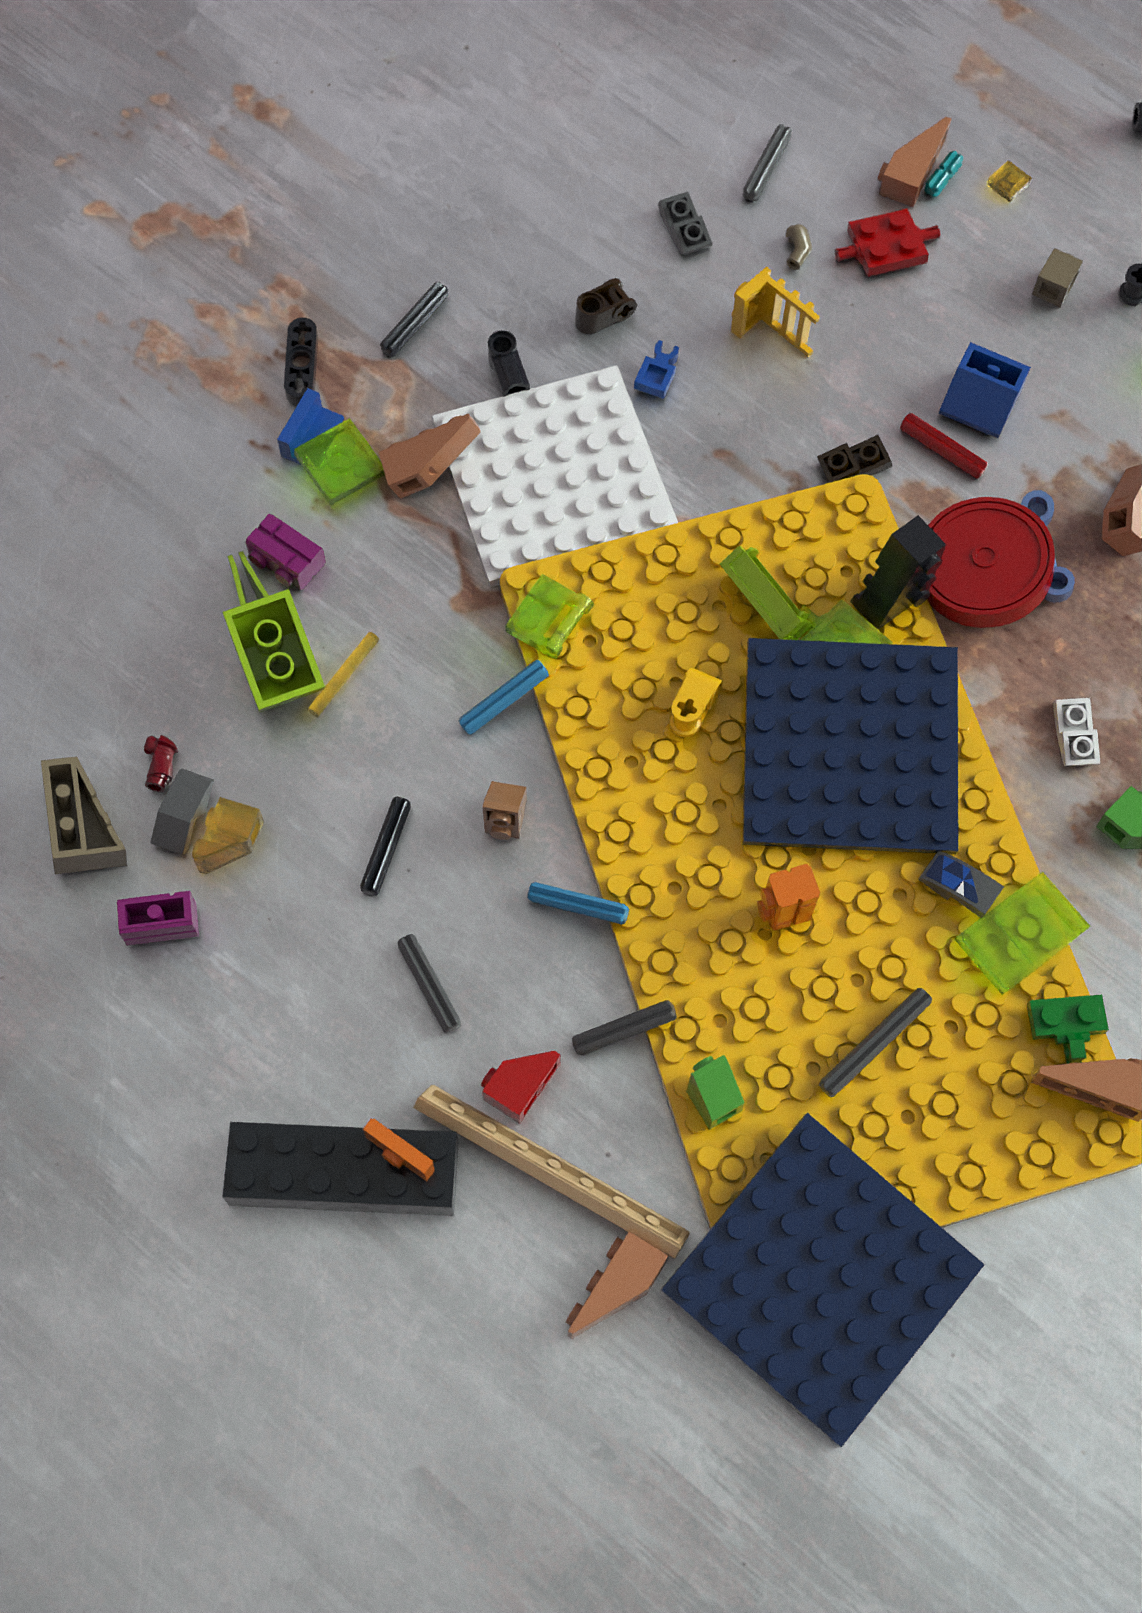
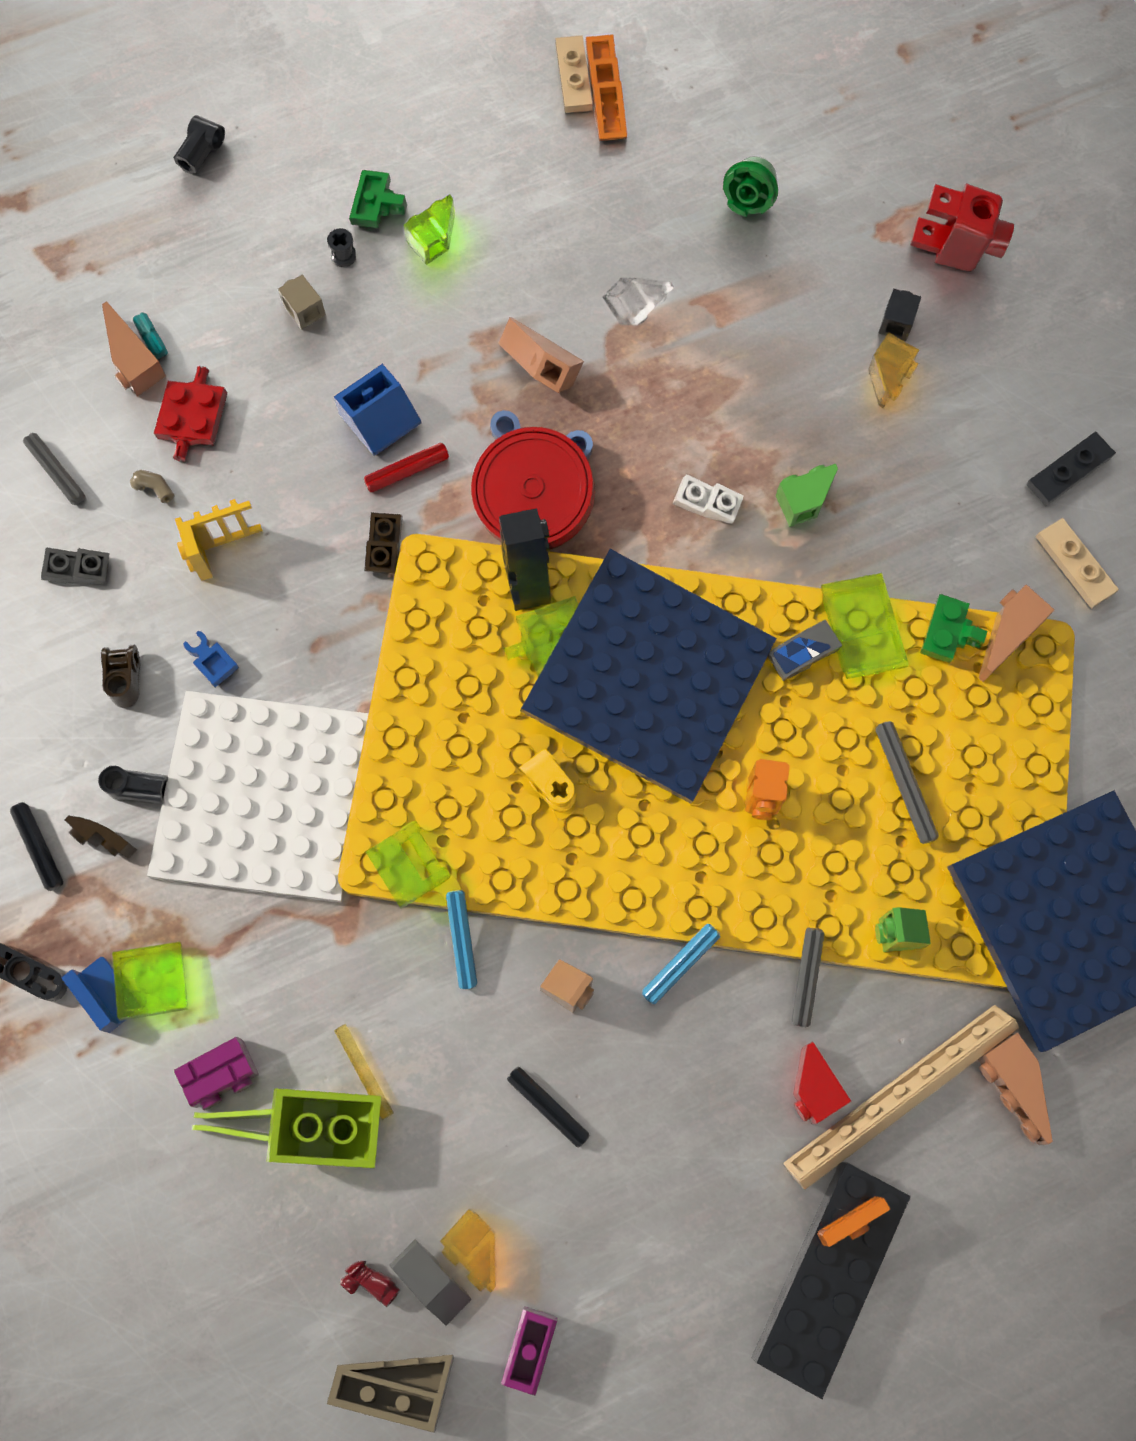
camera: 65 degrees left, 5 degrees up
(423, 458) = (192, 905): nougat slope -> none
(429, 983) = (691, 1125): dark grey axle -> none
(446, 349) = (89, 831): none -> dark brown slope
(765, 594) = (482, 674): lime container -> none
(1009, 181) = (186, 290): clear yellow tile -> none

